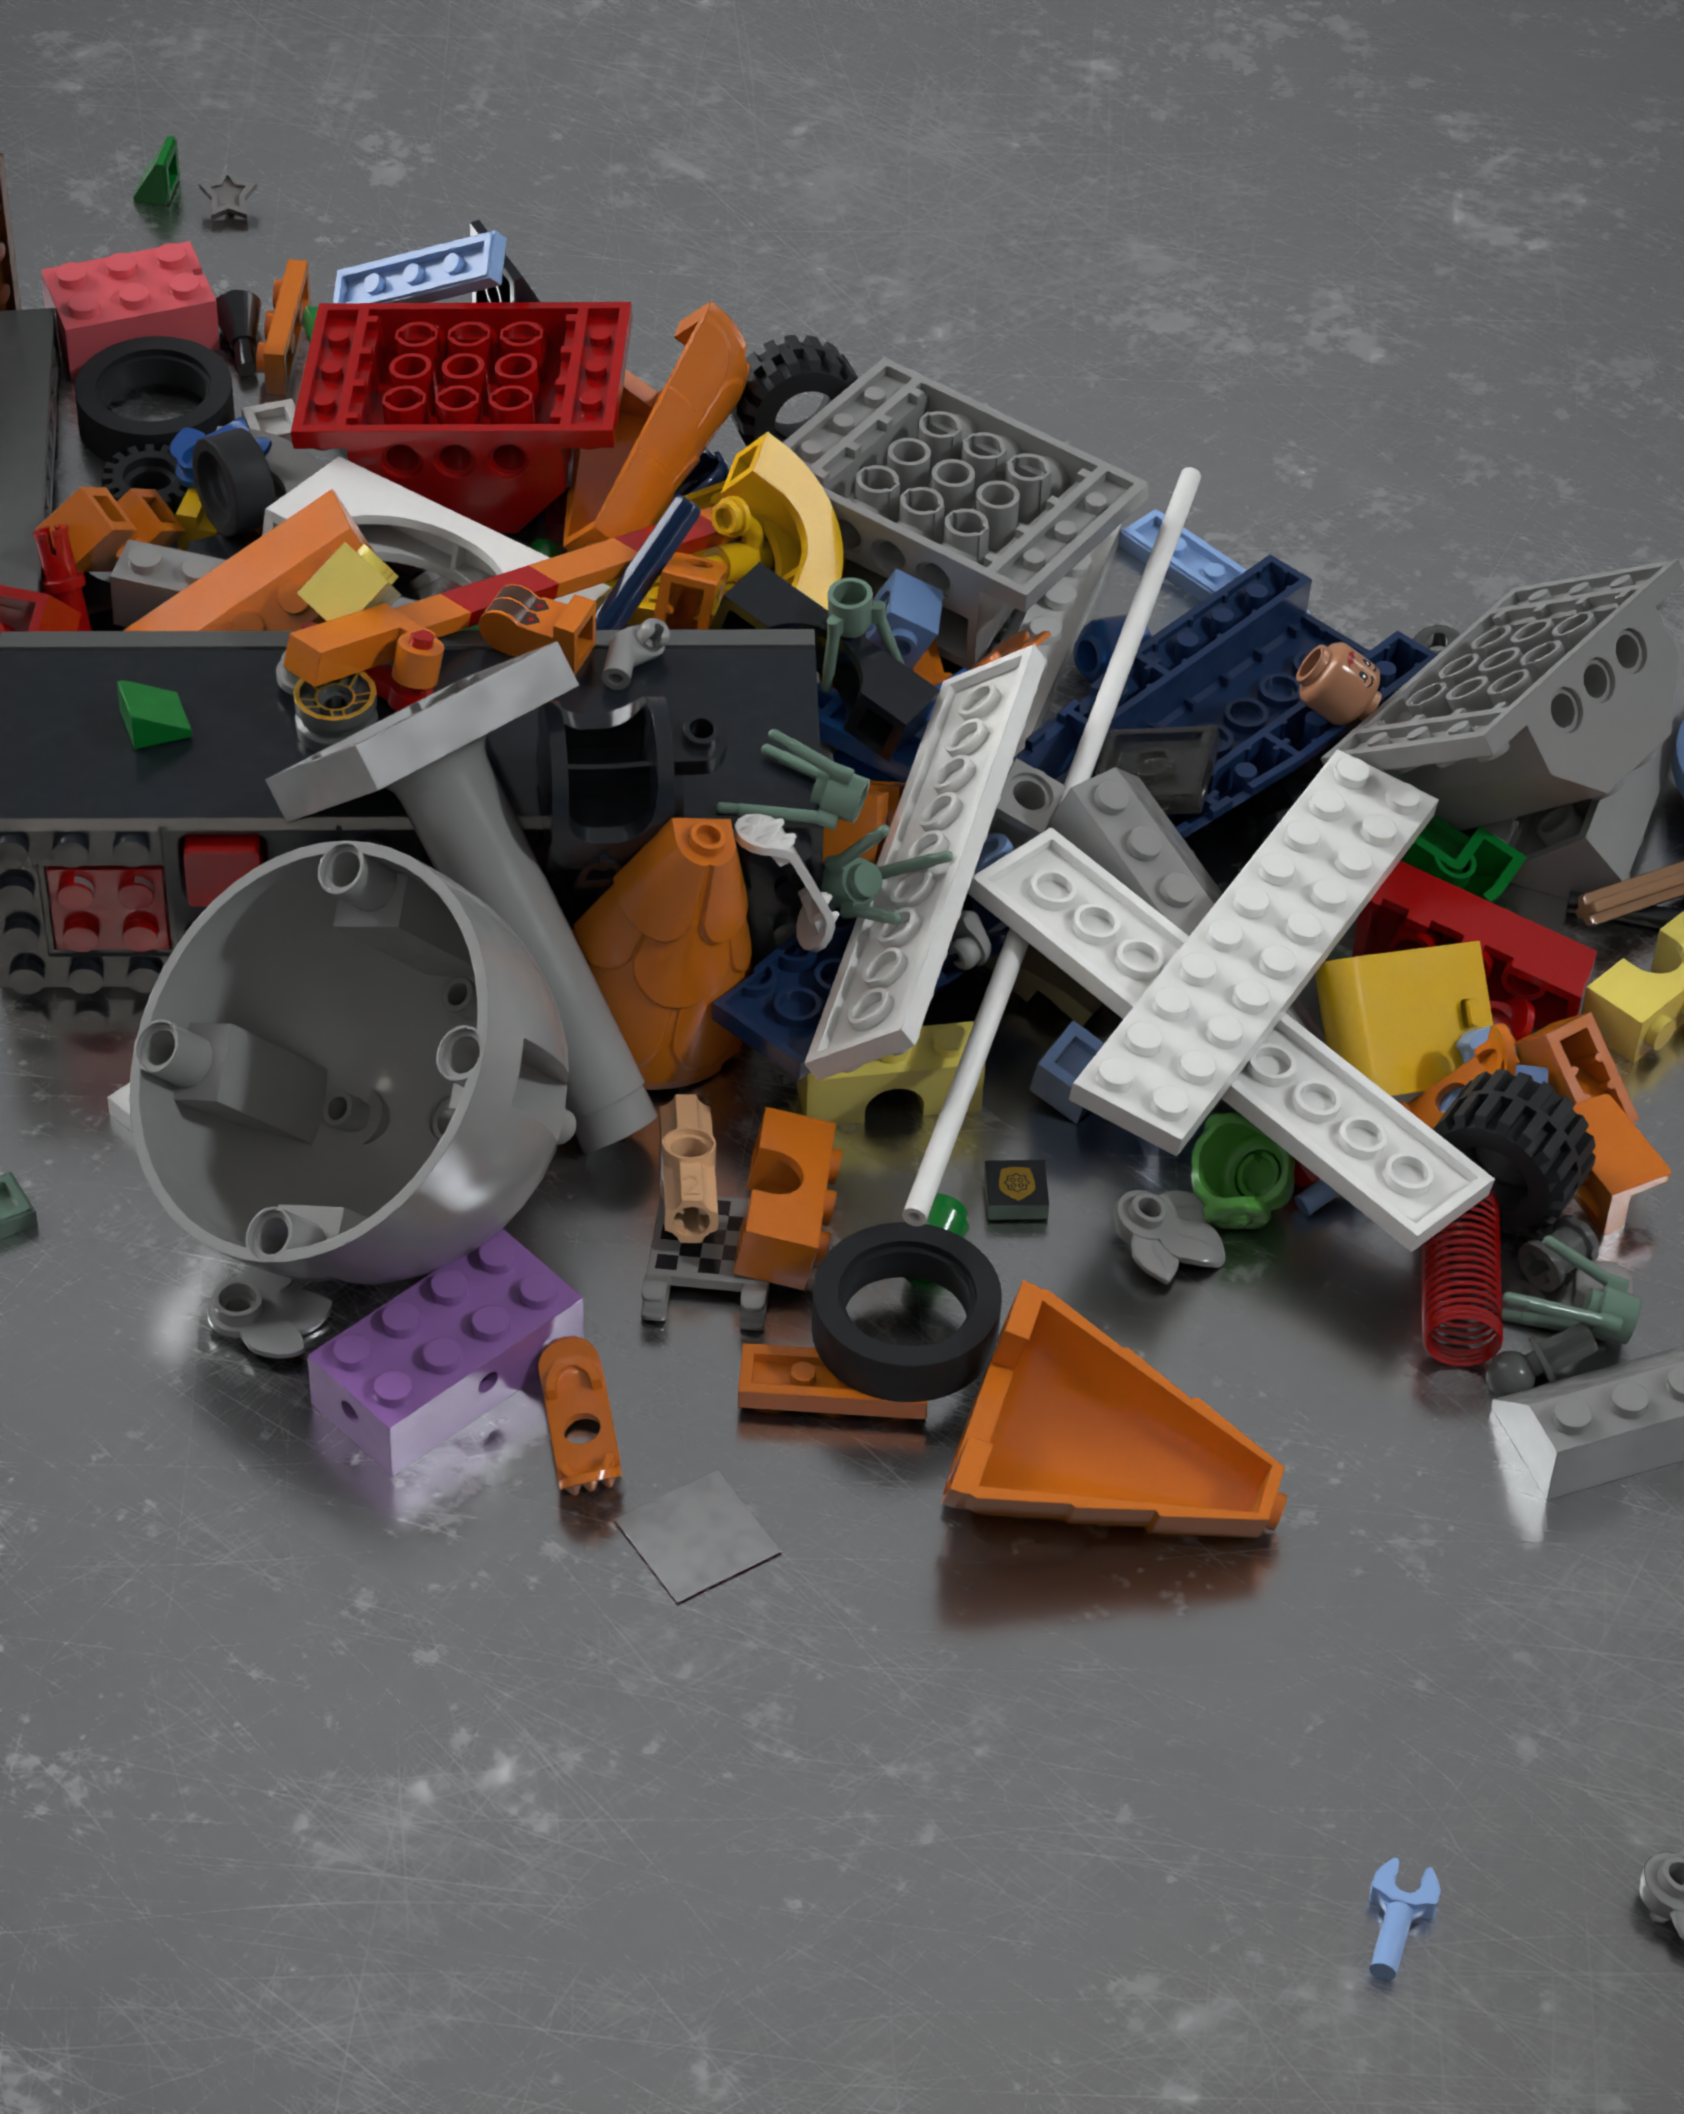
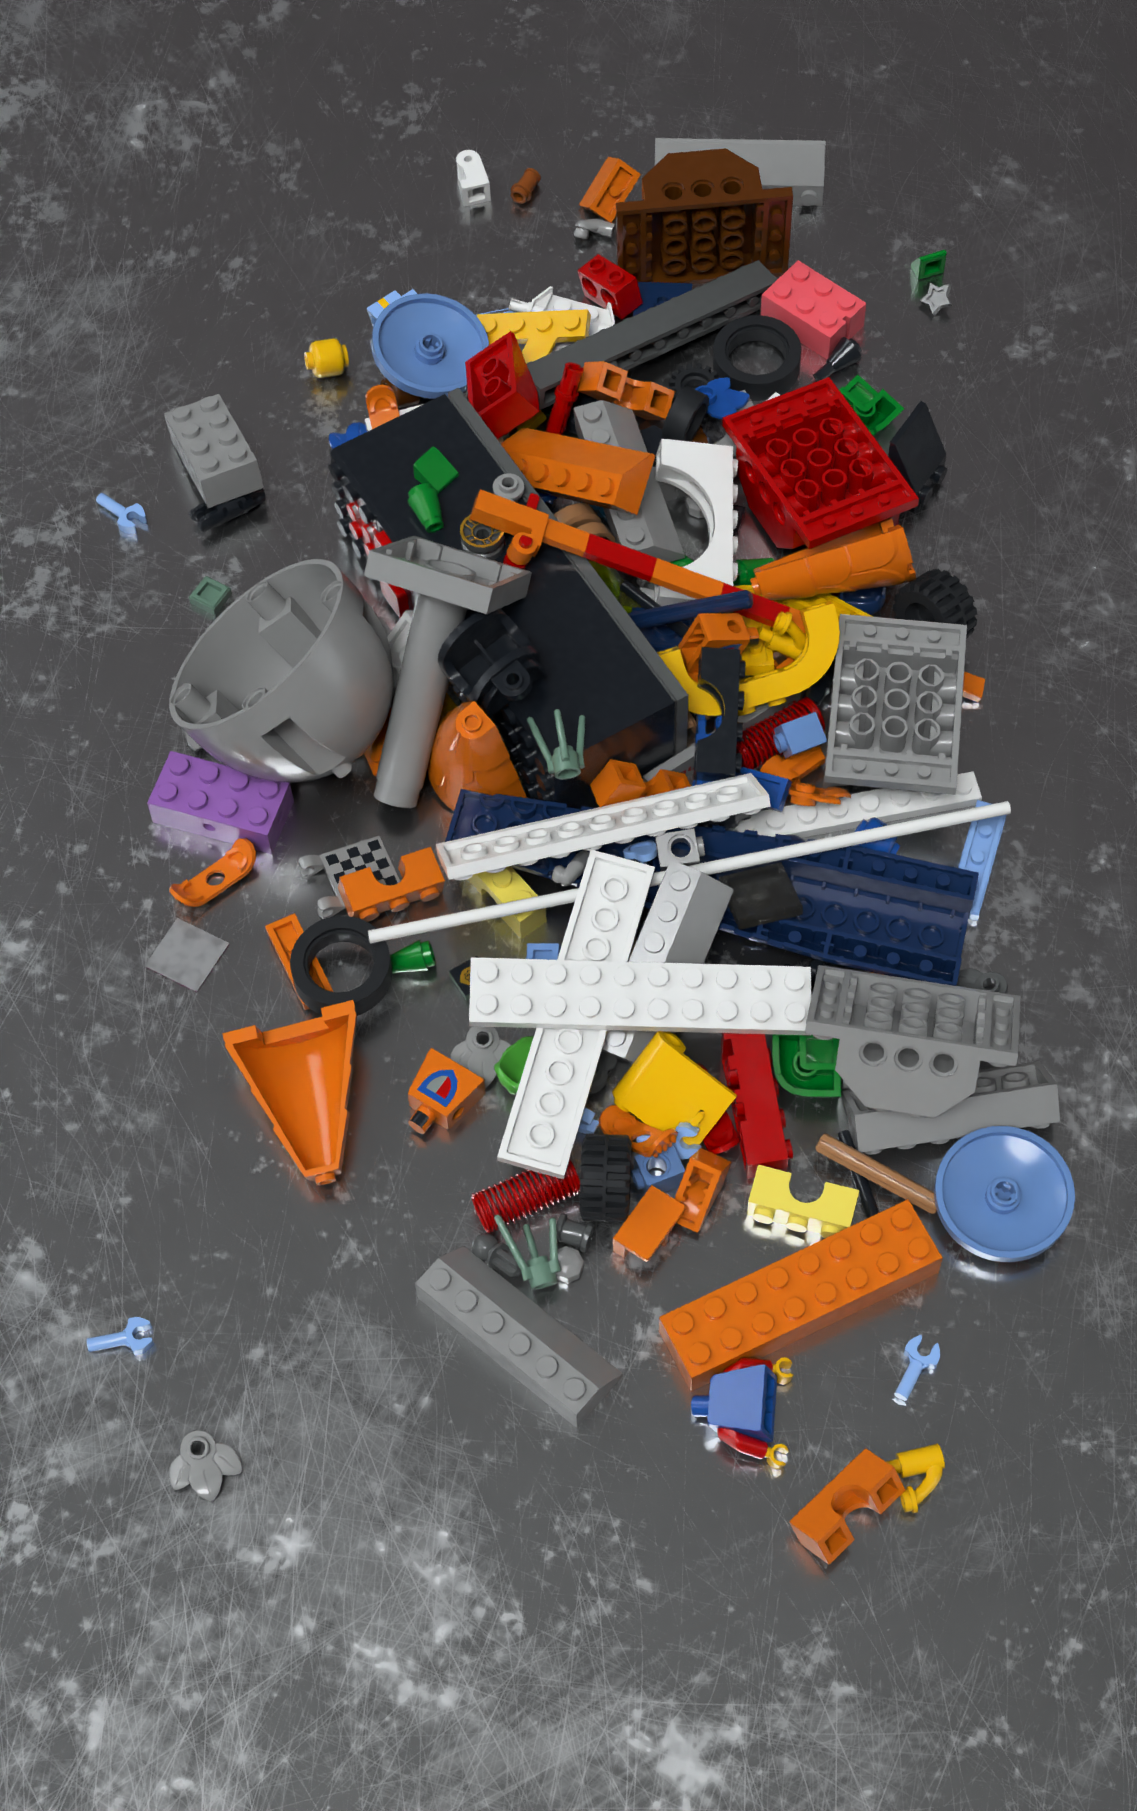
camera: 65 degrees right, 15 degrees up
(218, 747) = (426, 506): none -> green cone
(261, 648) = (514, 492): none -> light grey plate
(284, 327) = (870, 368): orange plate -> none
(350, 583) = (566, 497): light yellow arch -> none
(426, 273) = (885, 404): light blue tile -> none
(523, 622) = (595, 585): orange leg -> none
(632, 648) = (610, 627): light grey arm -> none
(688, 1168) = (398, 832): light nougat piece -> none
(766, 837) = (520, 756): white piece -> none
(850, 615) = (735, 705): sand green plant -> none
(858, 881) = (563, 805): sand green plant -> none
(1207, 1301) = (442, 1092): none -> orange torso
(1339, 683) = (875, 947): nougat head -> none

